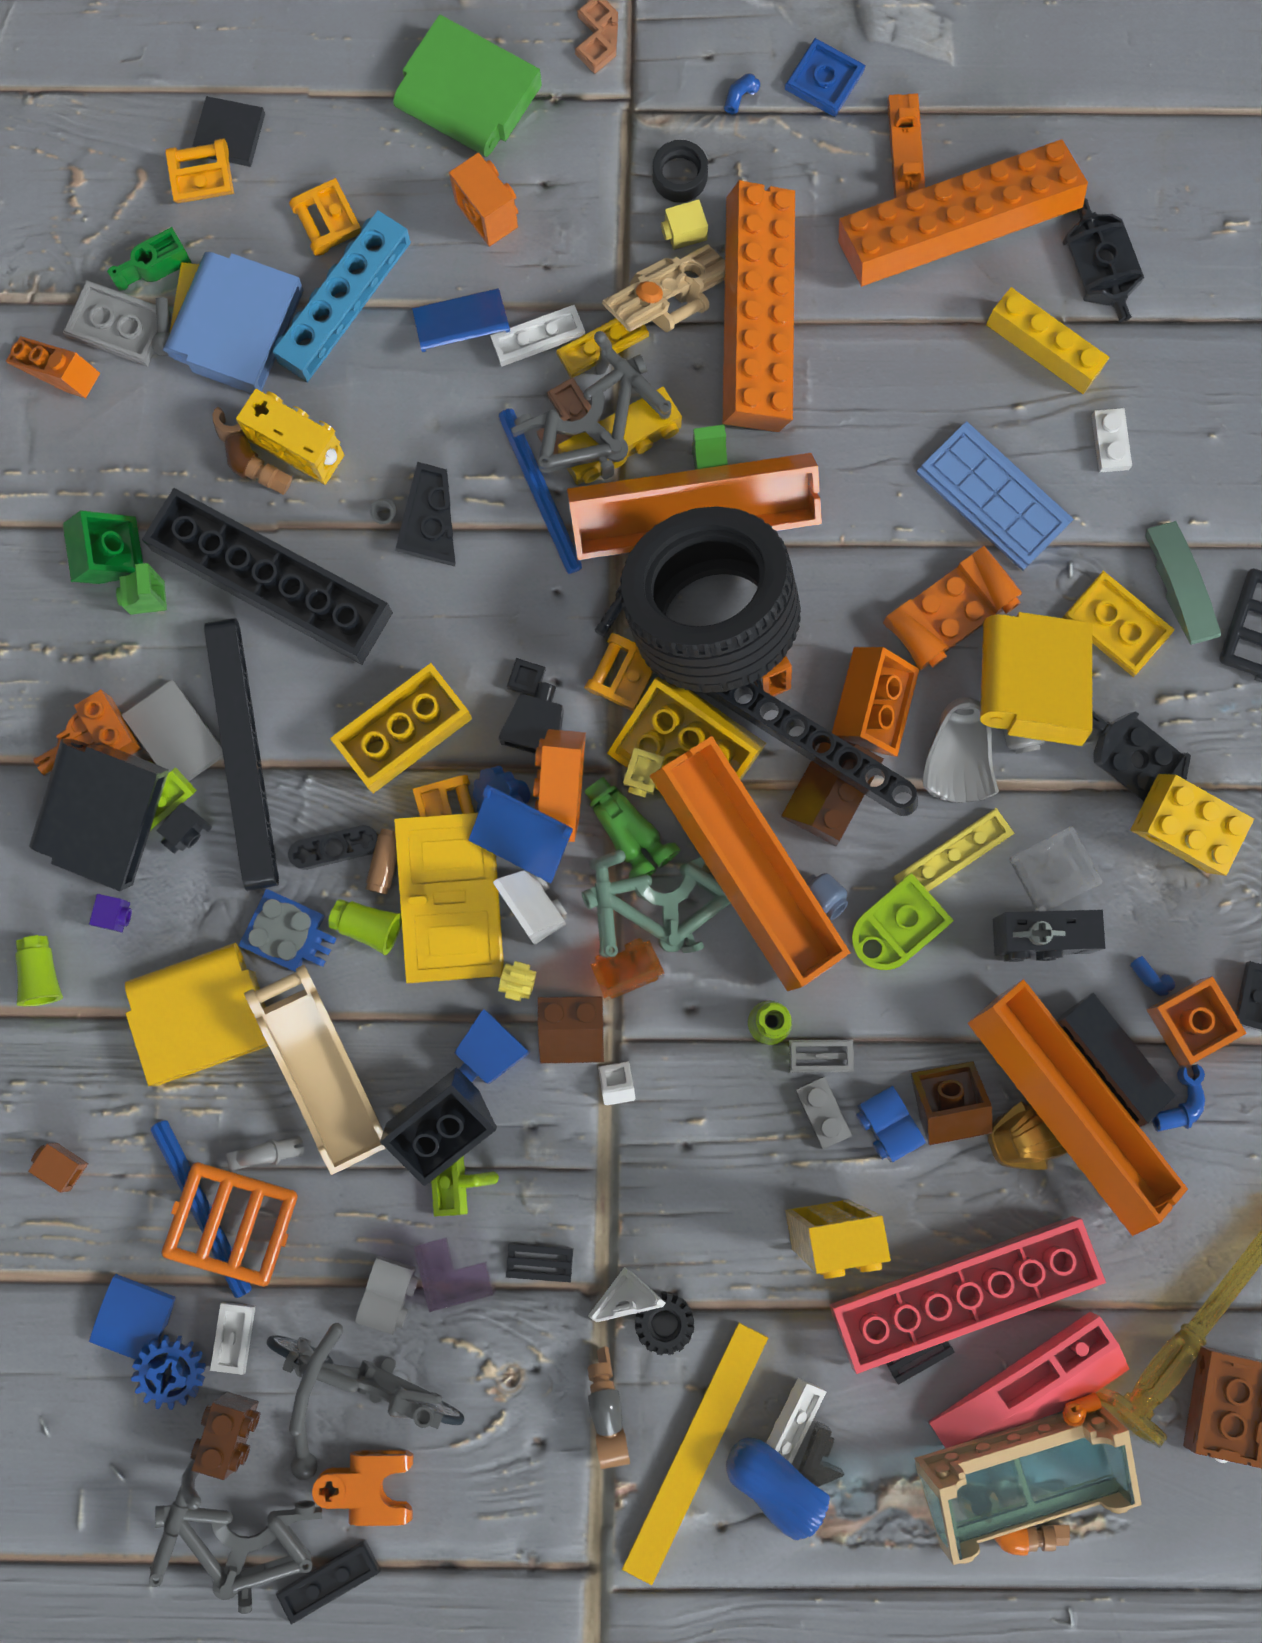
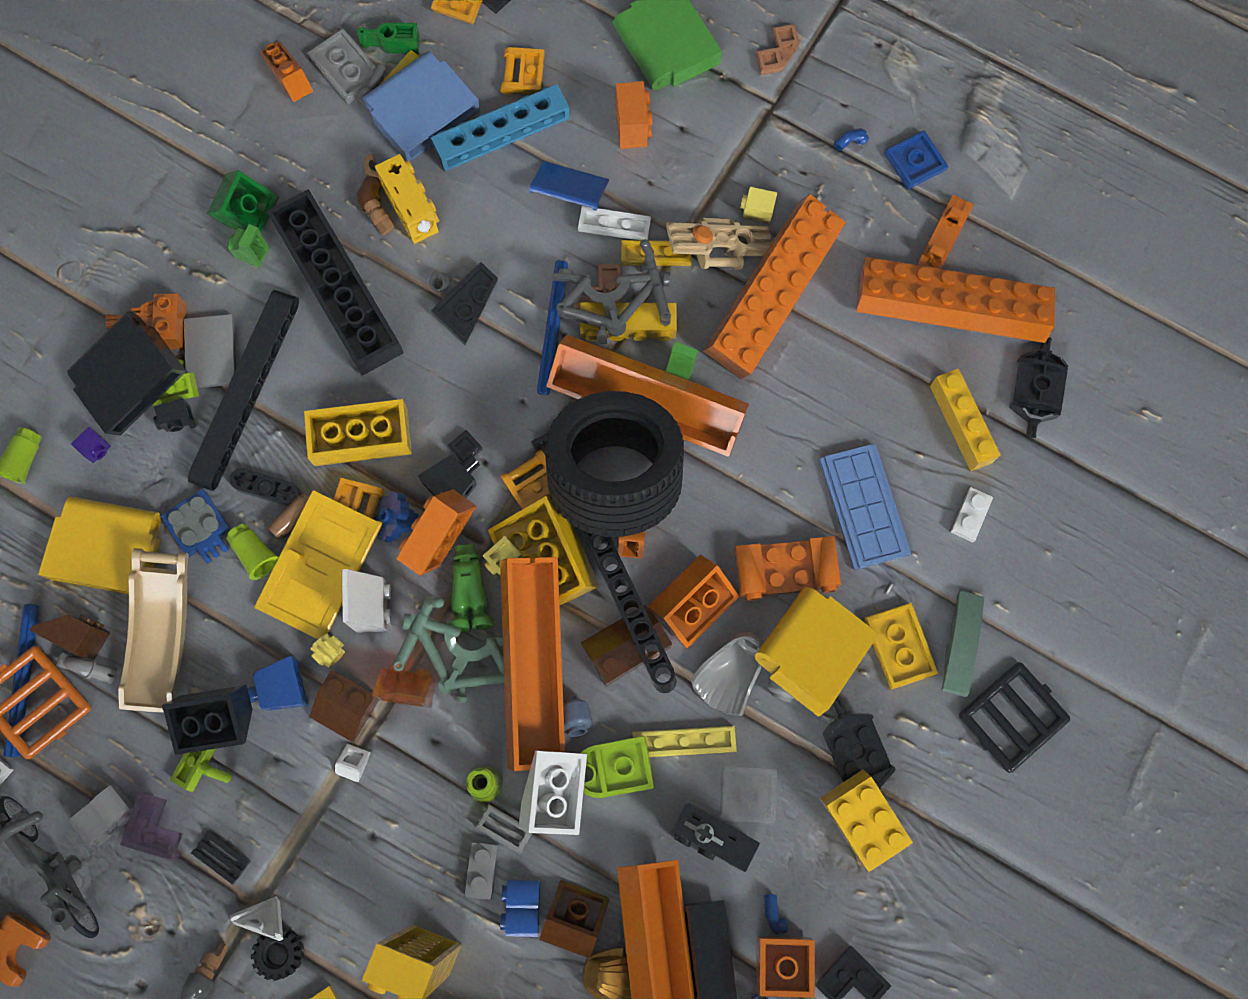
camera: 25 degrees right, 5 degrees down
(231, 1125) = (77, 635): none -> reddish brown slope
(520, 834) = (387, 549): blue piece -> none
(686, 150) = (781, 152): black tyre -> none
(856, 987) = (554, 793): none -> white slope

